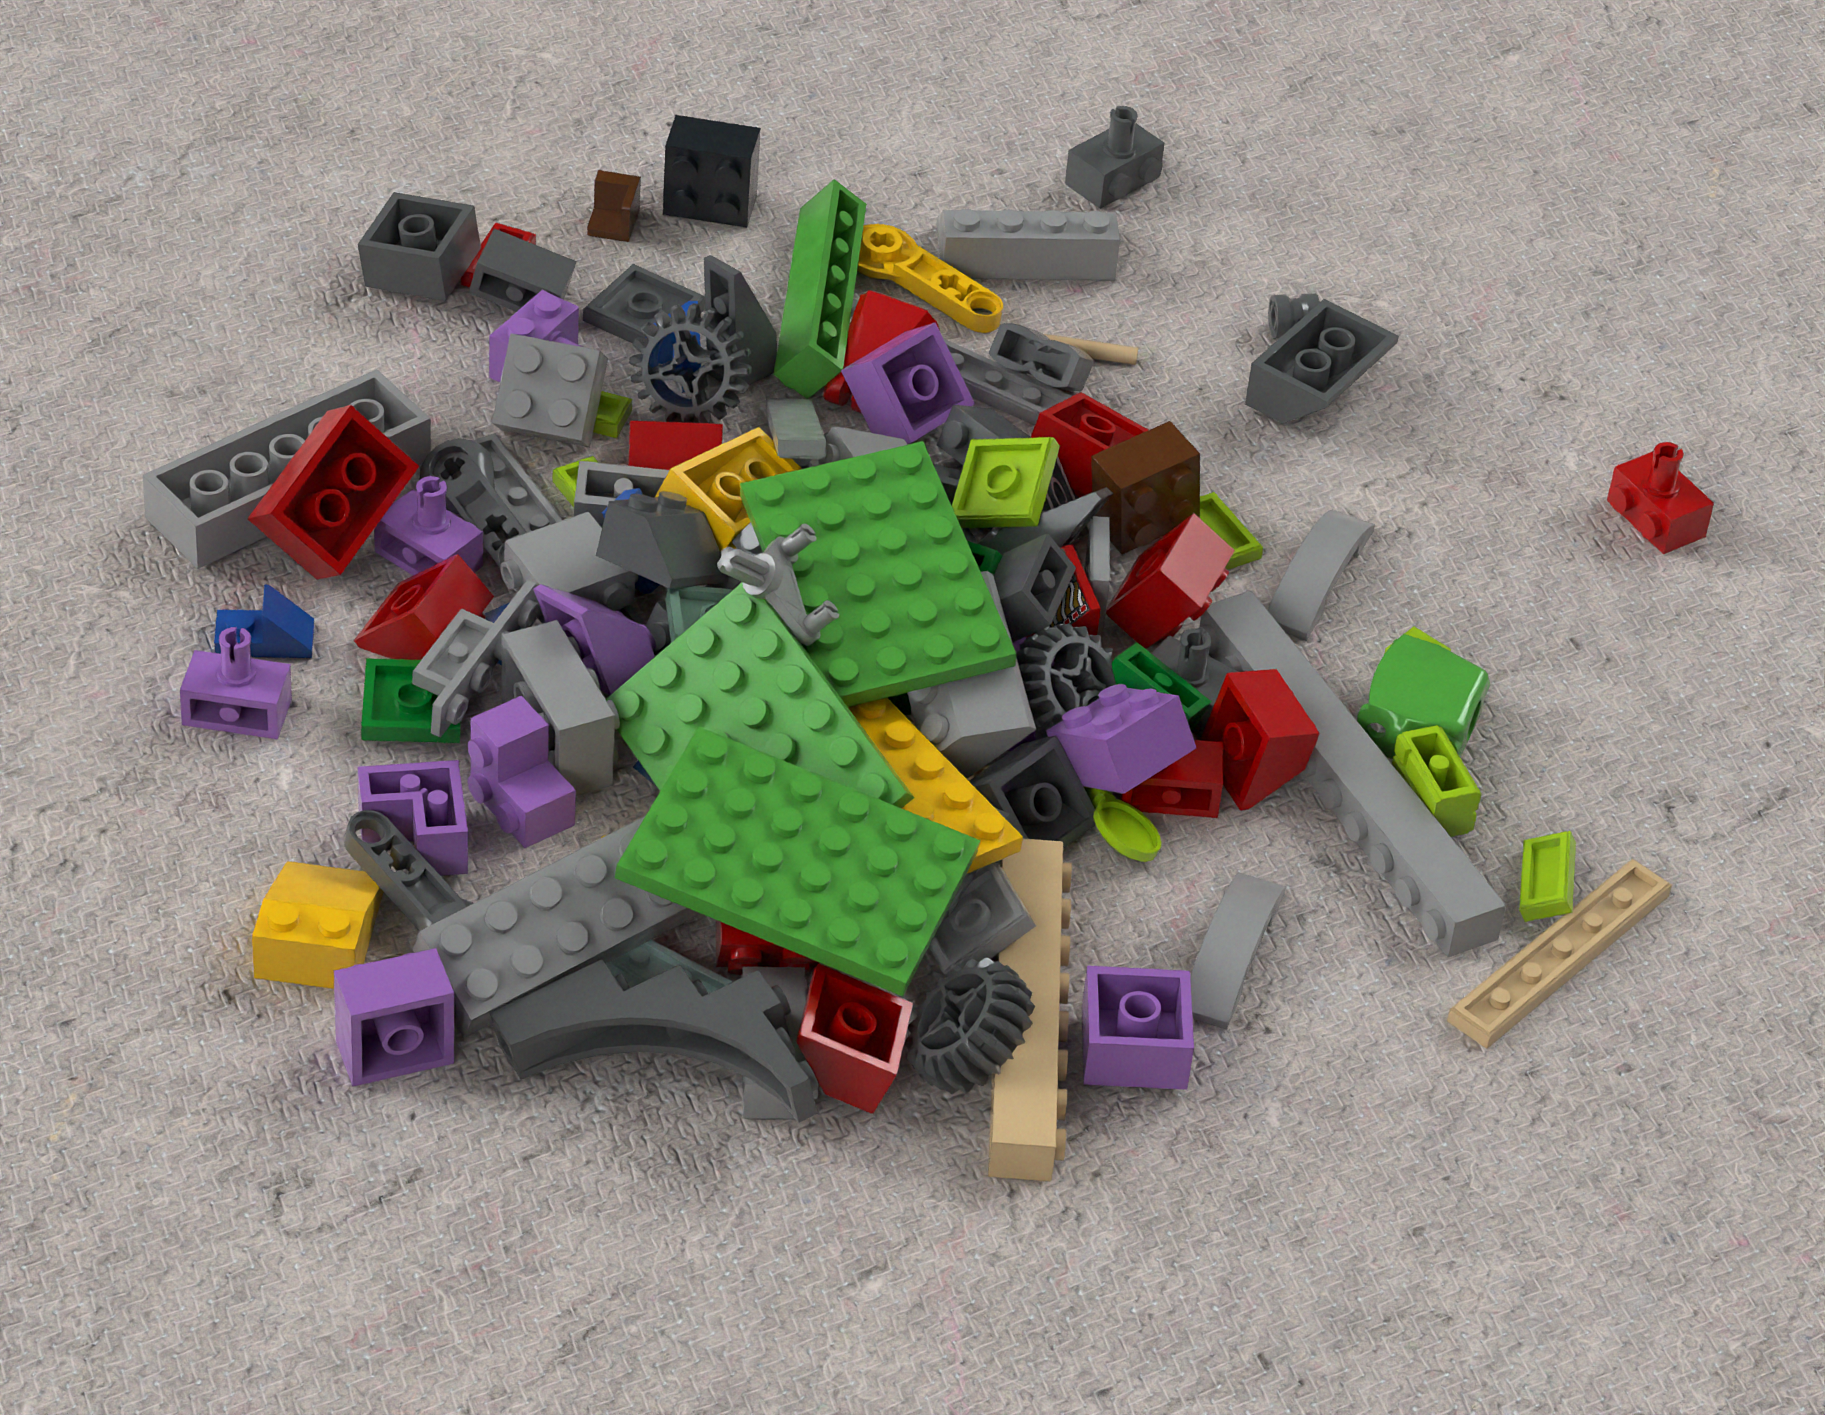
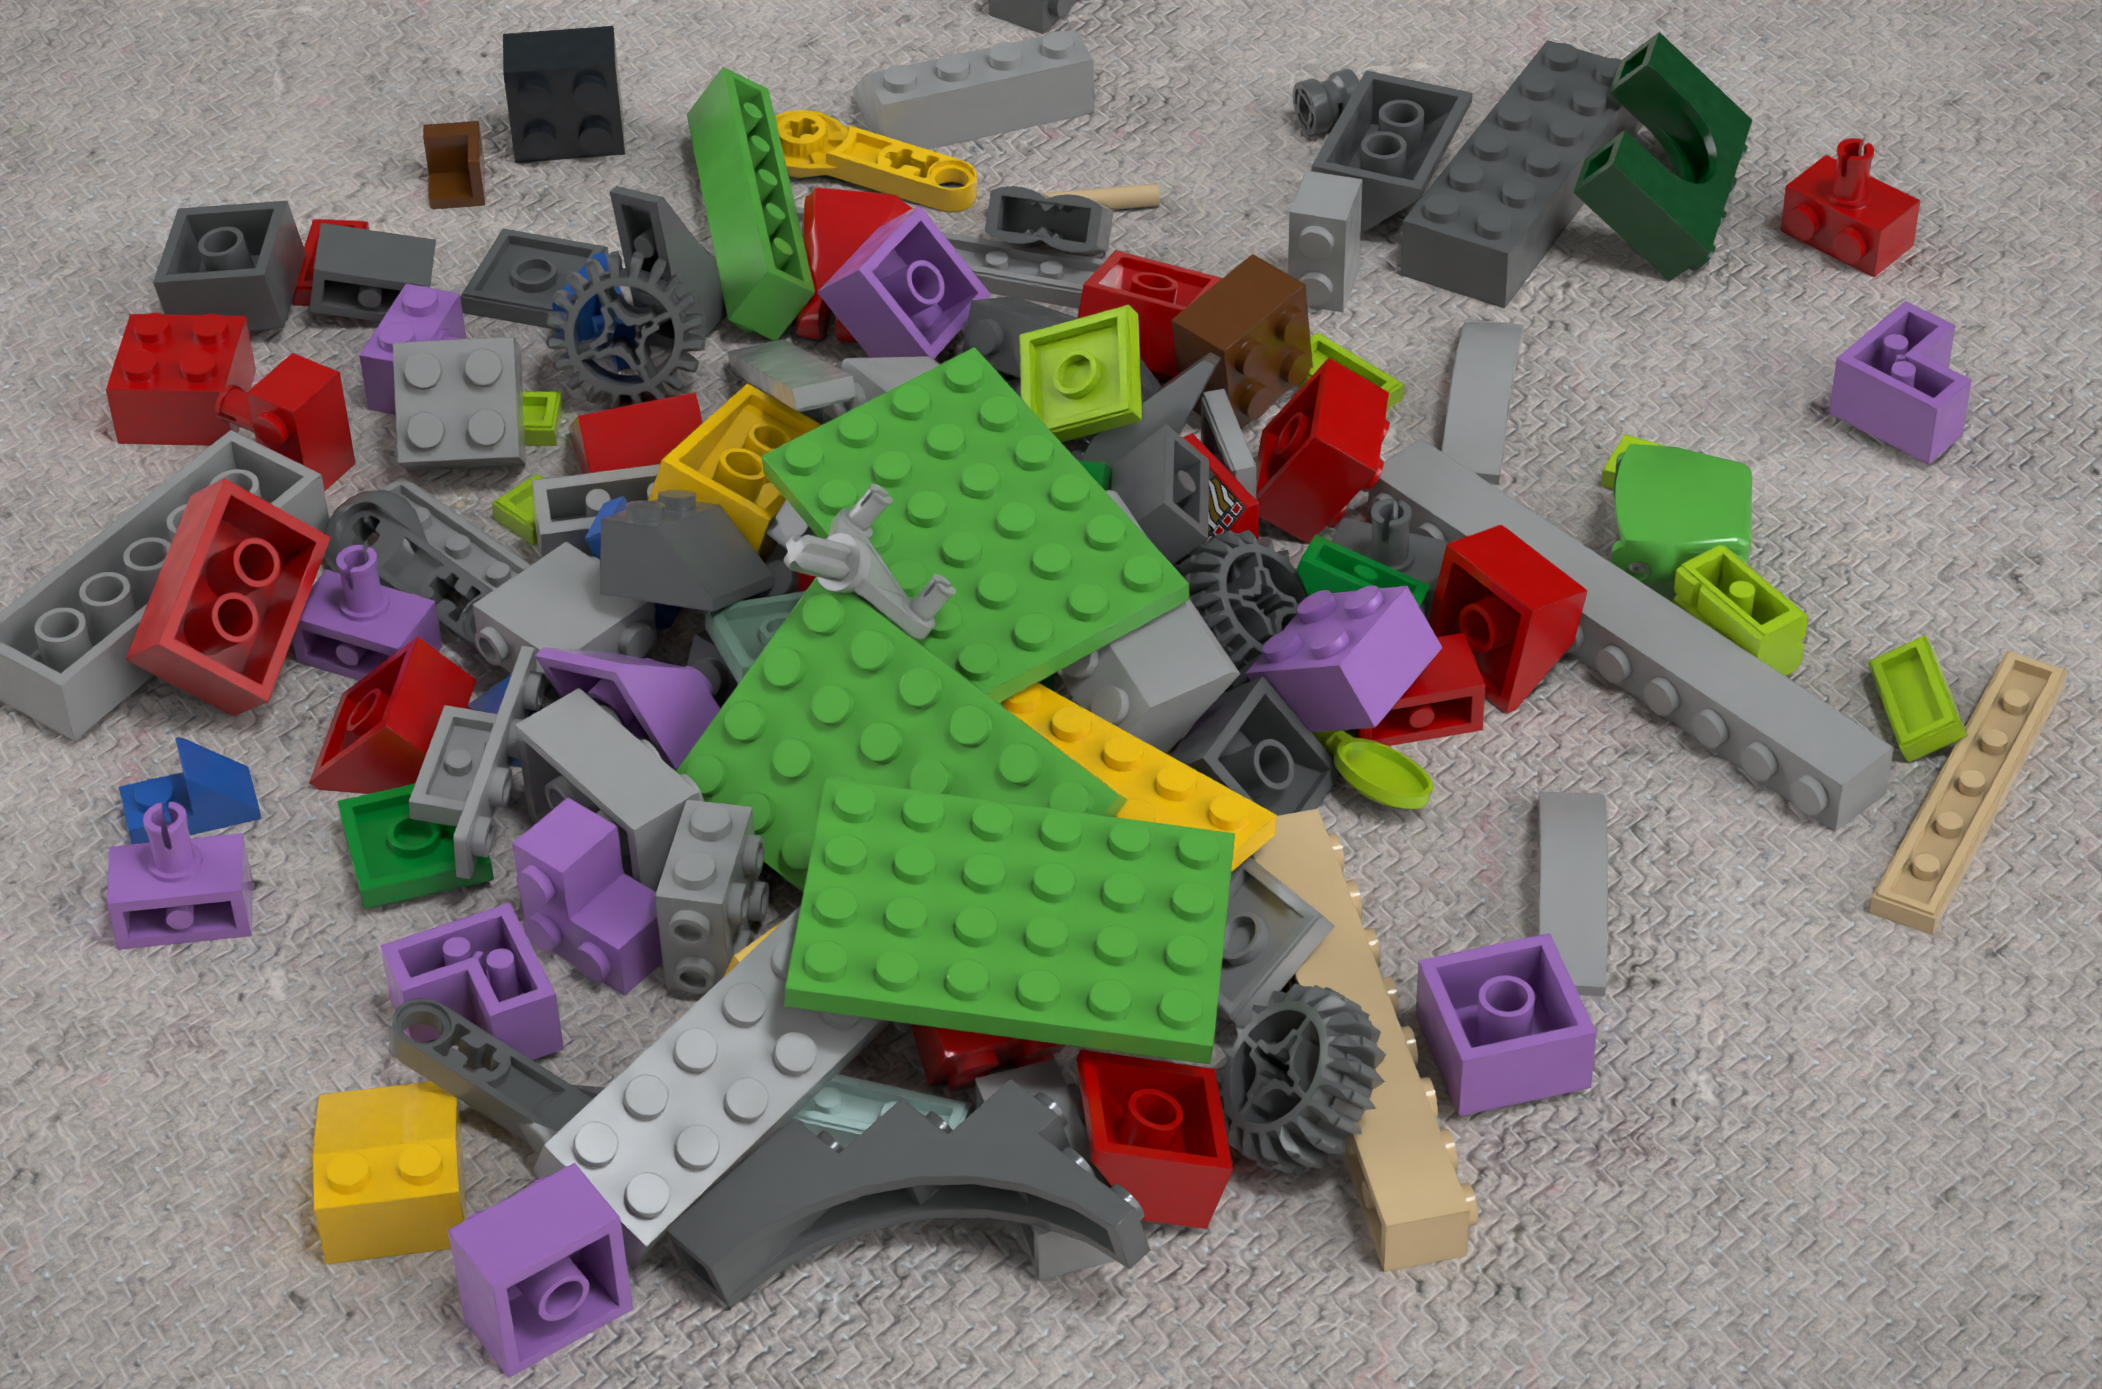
camera: 10 degrees left, 0 degrees up
(357, 321) = (173, 374): none -> red brick
(429, 372) = (297, 414): none -> red brick
(602, 787) = (709, 894): none -> light grey brick
(1241, 423) = (1326, 238): none -> light grey brick
(1421, 407) = (1515, 178): none -> dark grey brick
(1568, 412) = (1704, 134): none -> dark green arch
(1639, 639) = (1901, 384): none -> medium lavender brick

